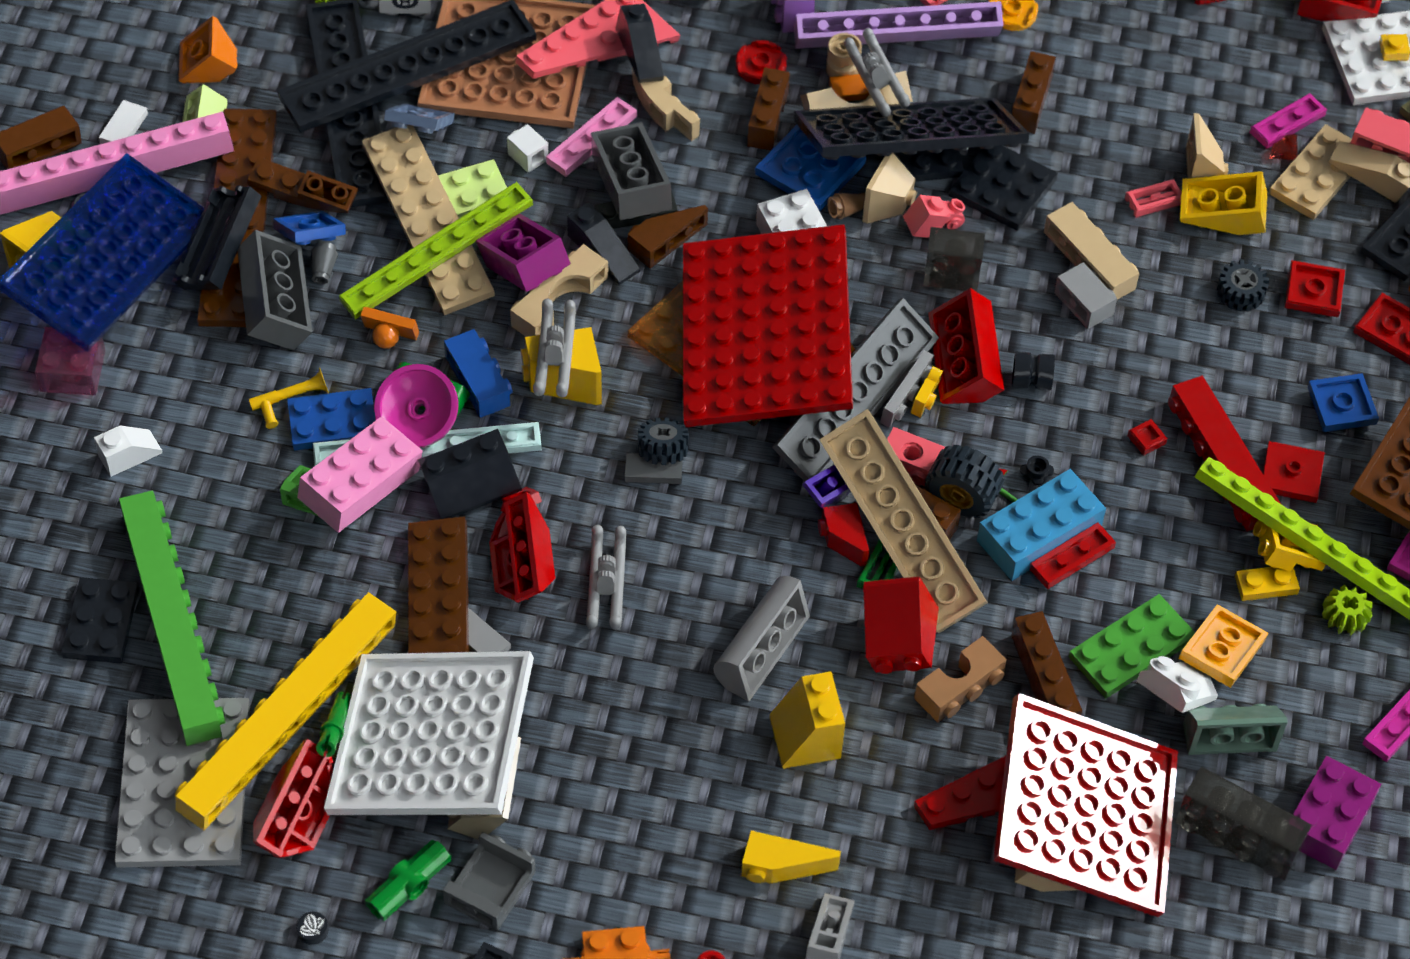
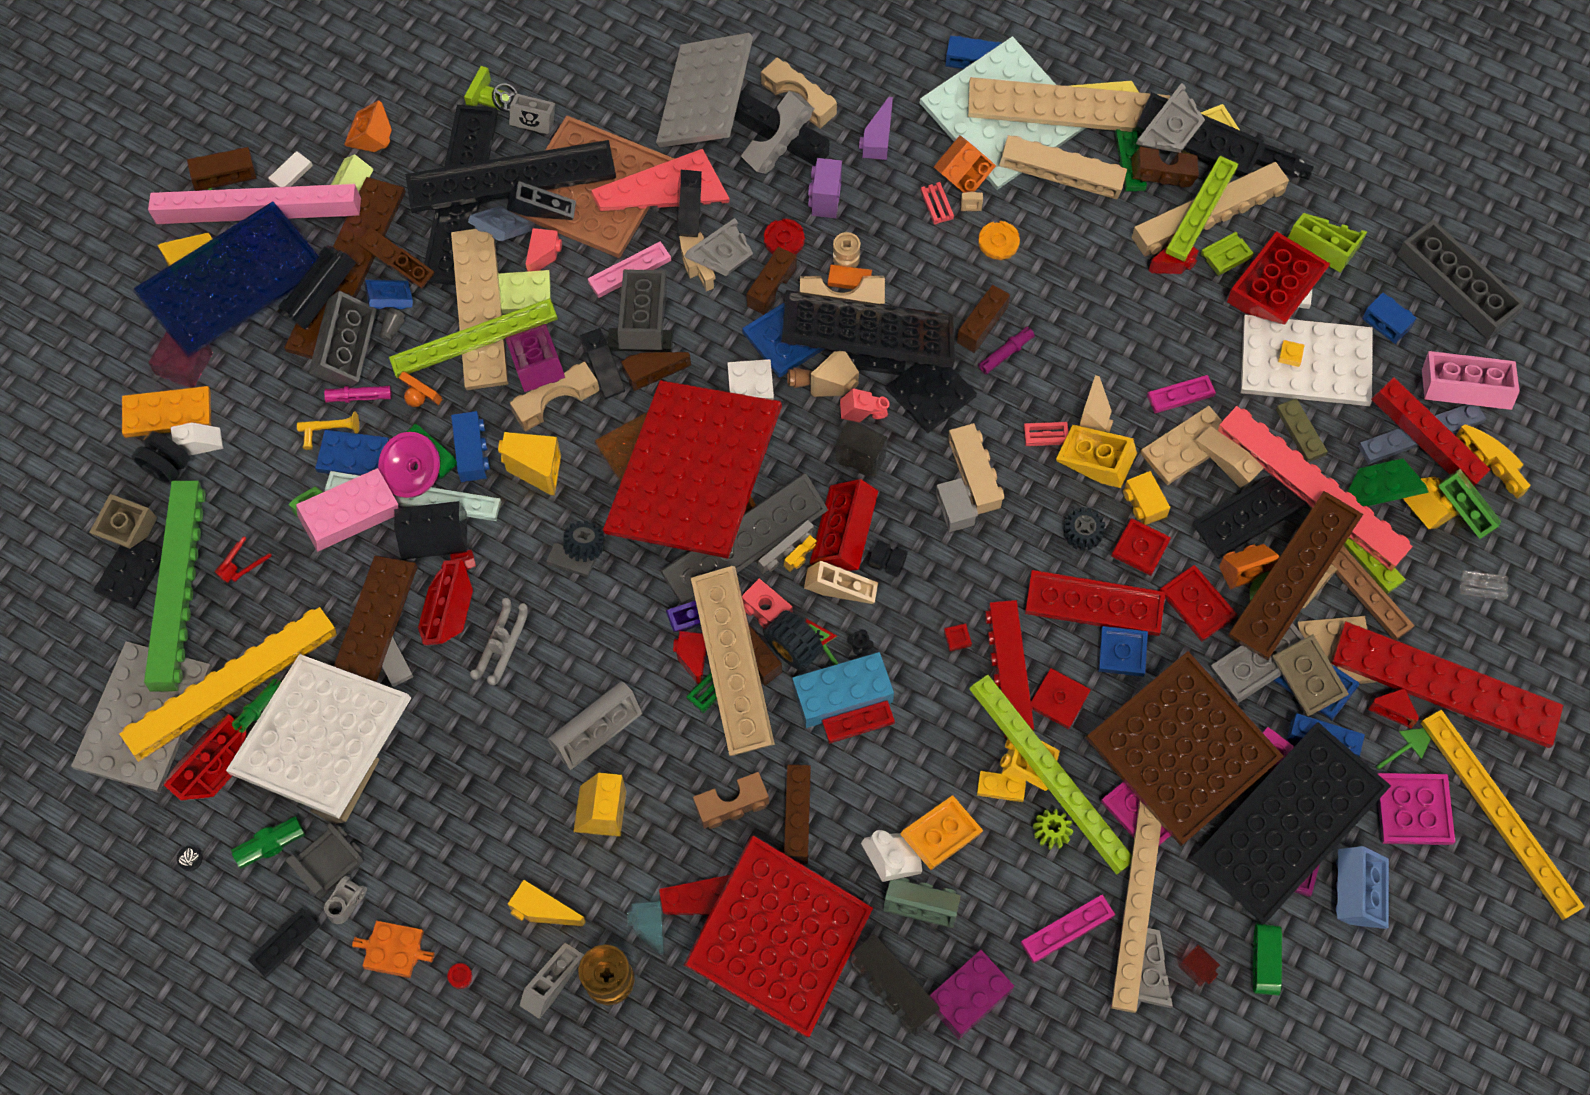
camera: 20 degrees right, 10 degrees up
(69, 427) = (164, 410): none -> light orange plate
(74, 559) = (123, 522): none -> dark tan slope
(94, 475) = (160, 457): none -> black wheel
(227, 584) = (227, 569): none -> red plant
(311, 349) = (352, 394): none -> dark pink pin
(455, 85) = (537, 202): none -> black slope
(477, 136) = (542, 249): none -> coral slope
(527, 148) = (576, 267): white brick -> none
(533, 916) = (347, 896): none -> light grey piece
(555, 348) = (519, 451): light grey piece -> none
(697, 88) = (722, 250): none -> light grey wing
(876, 72) = (859, 277): light grey piece -> none
(893, 893) = (595, 968): none -> pearl gold wheel
(899, 624) = (697, 746): red slope -> none
(901, 24) = (899, 234): lavender brick -> none
(920, 843) = (648, 924): none -> clear light blue slope
(985, 411) = (839, 583): none -> tan slope
(1077, 113) = (1012, 345): none -> magenta pin
(1127, 646) = (875, 808): bright green plate -> none
(1285, 148) = (1168, 417): clear red tile -> none
(1287, 359) = (1095, 602): none -> red plate
(1299, 235) = (1146, 498): none -> yellow brick

